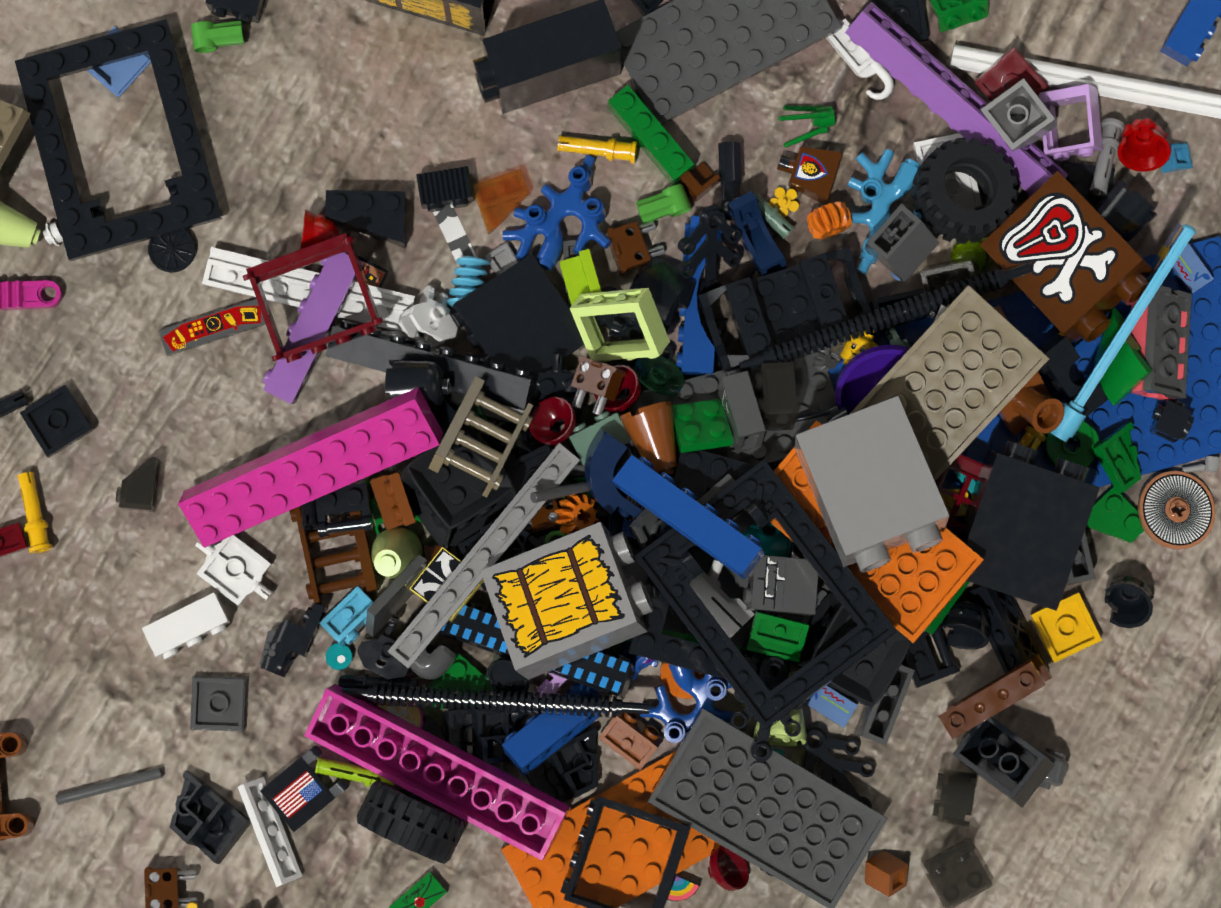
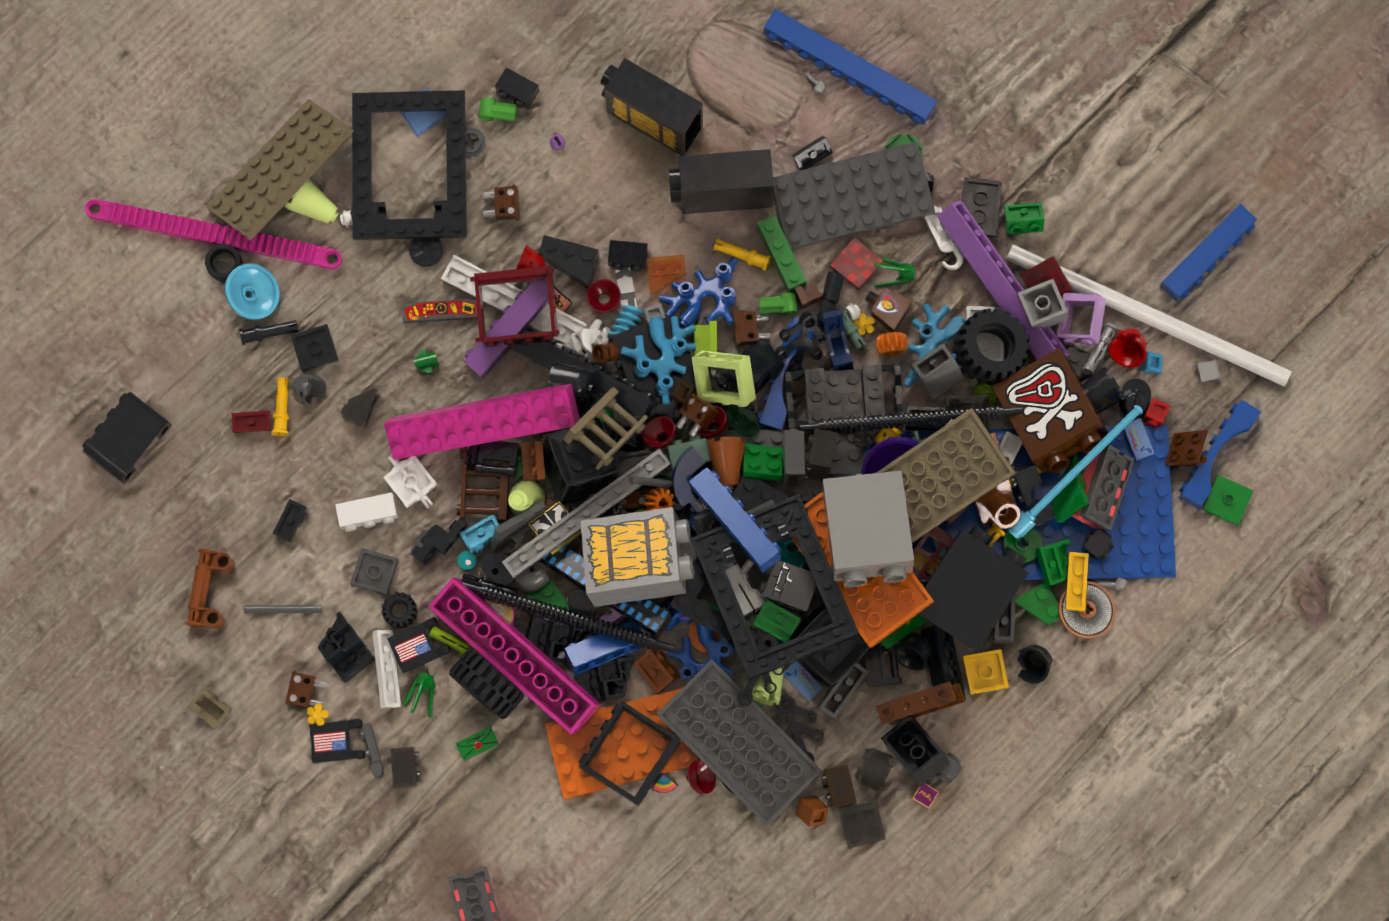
camera: 20 degrees right, 5 degrees down
(60, 478) = (306, 387): none -> dark grey helmet
(86, 664) = (290, 520): none -> black plate
(206, 88) = (479, 145): none -> dark grey gear
(212, 401) = (425, 362): none -> green piece
(265, 157) = (508, 202): none -> reddish brown piece
(282, 747) = (393, 600): none -> black tyre
(305, 62) = (554, 145): none -> medium lavender hinge
(324, 837) = (422, 683): none -> green plant
(425, 239) = (601, 287): none -> dark red piece
(451, 330) = (605, 352): none -> reddish brown wheel
(535, 302) = (669, 349): none -> dark azure plant
(567, 357) = (681, 391): none -> dark brown plate
(752, 122) = (856, 263): none -> dark red tile
(765, 188) = (853, 311): none -> white plate
(915, 835) = (839, 787): none -> dark brown brick
(1022, 316) = (1010, 446): none -> white slope
(1030, 814) = (925, 795): none -> magenta tile
(1156, 477) = (1076, 581): none -> yellow plate
(1170, 207) = (1135, 393): none -> black piece
(1203, 221) = (1156, 413): none -> red bracket

